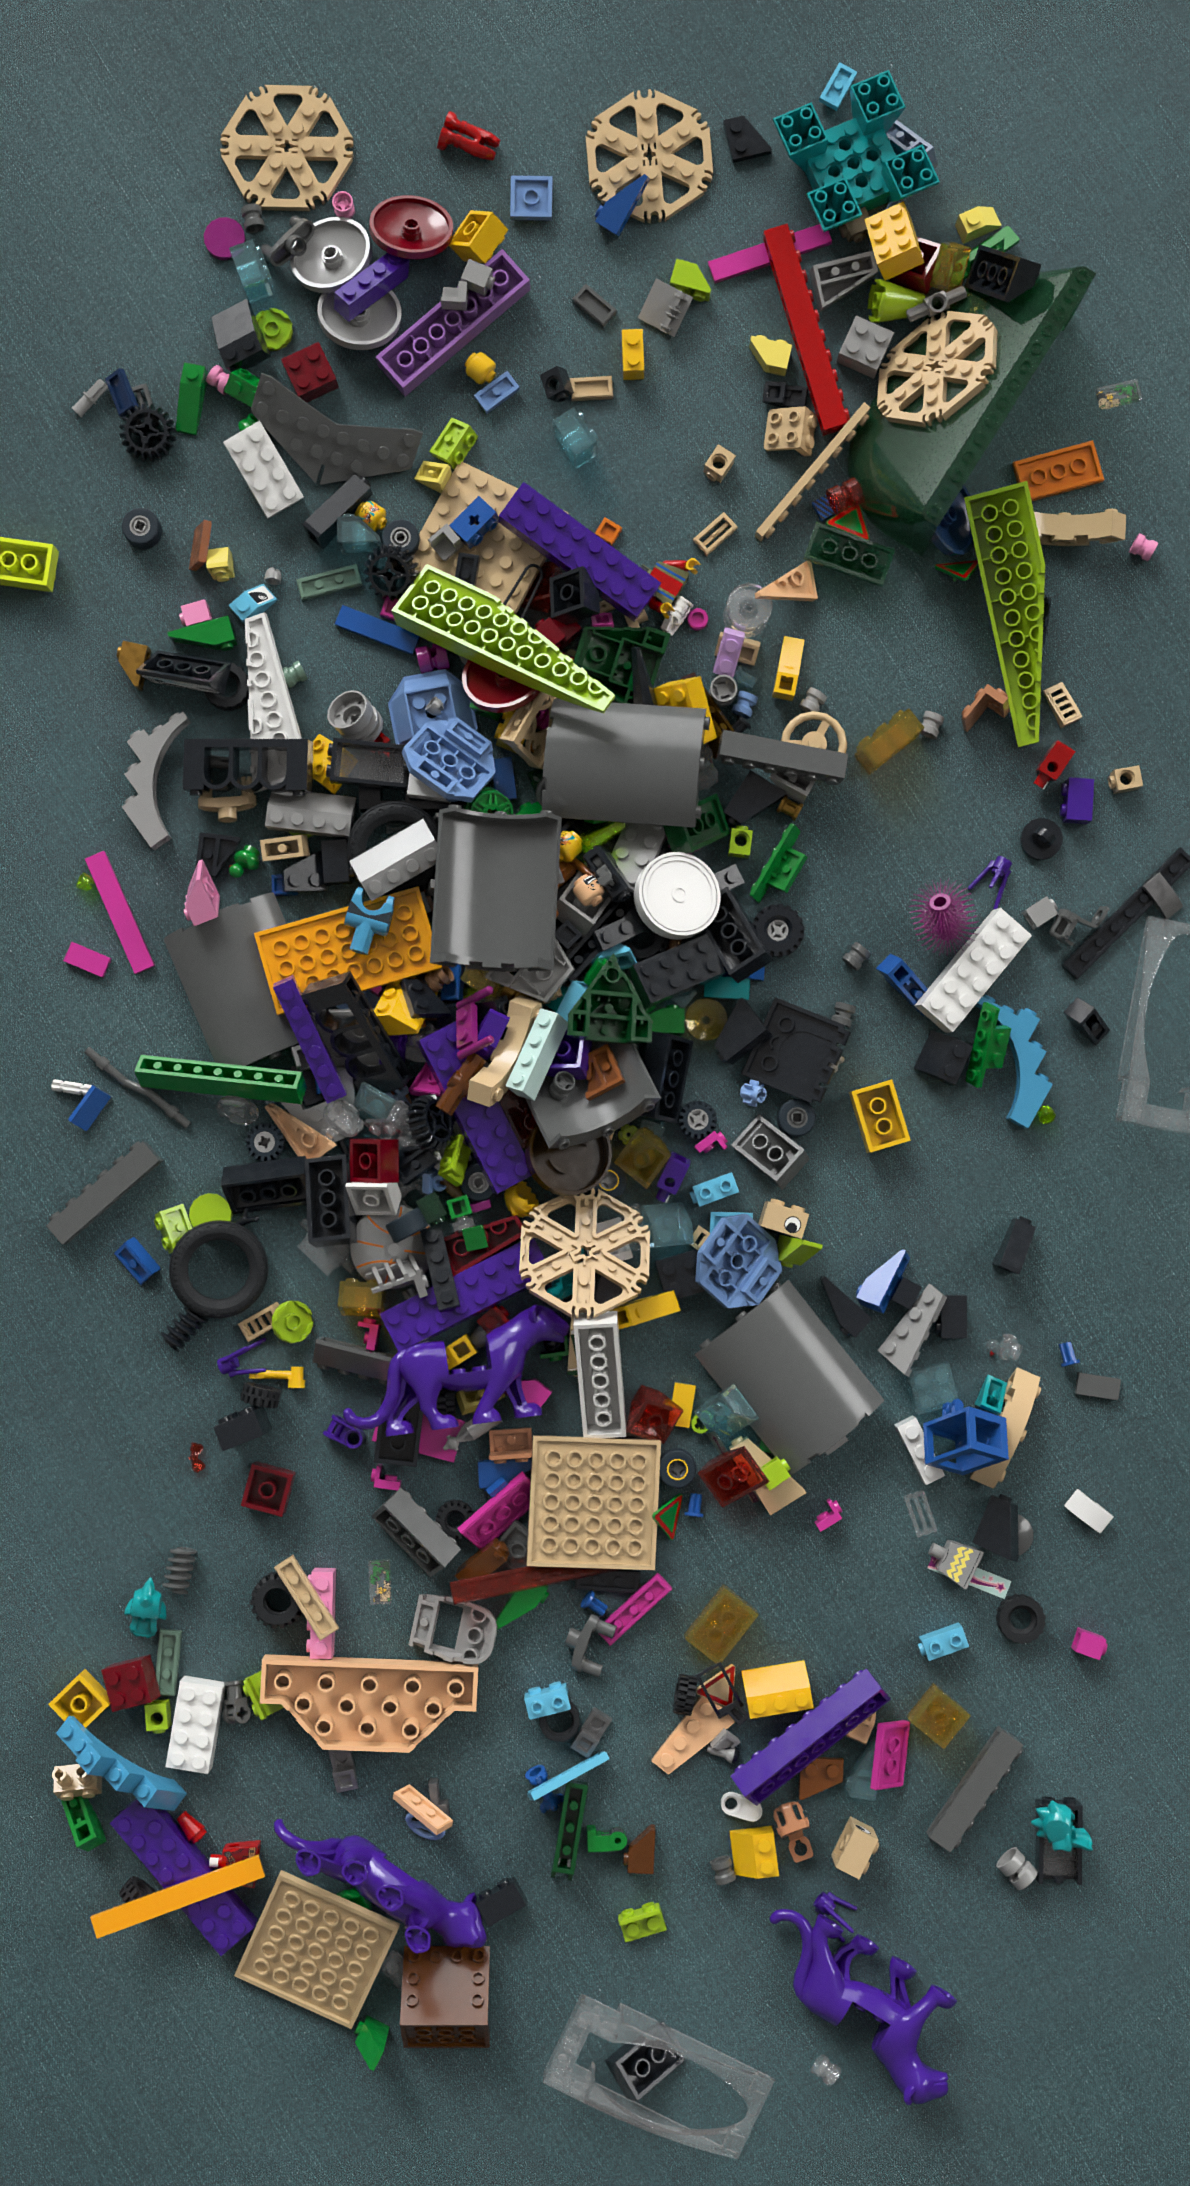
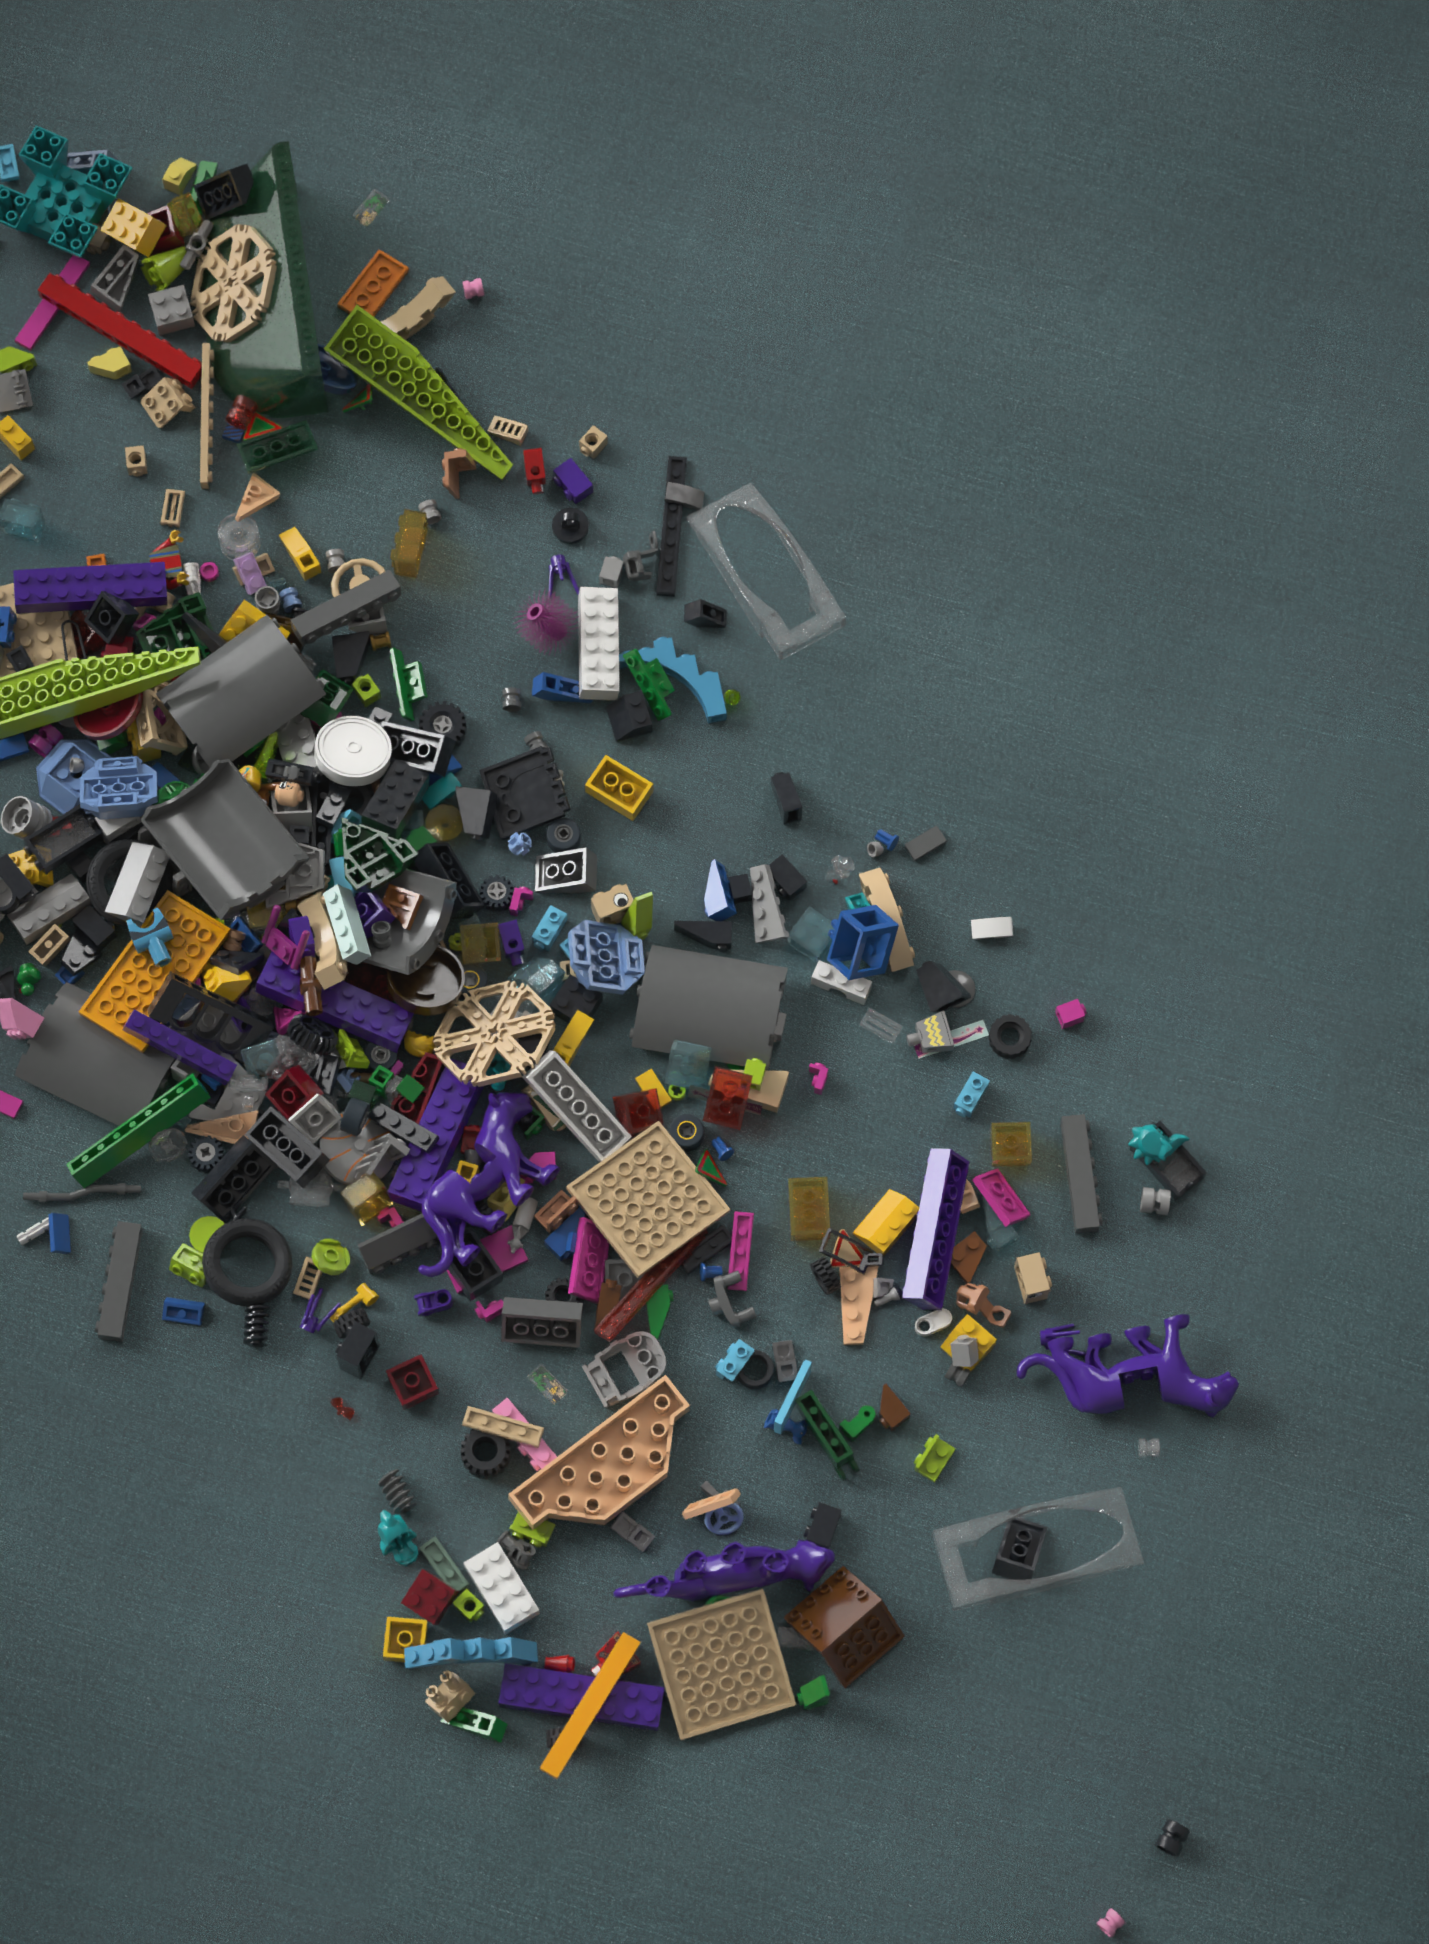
camera: 40 degrees left, 15 degrees down
(742, 1864) = (964, 1351): none -> light grey brick
(1045, 1355) = (875, 849): none -> light grey hinge

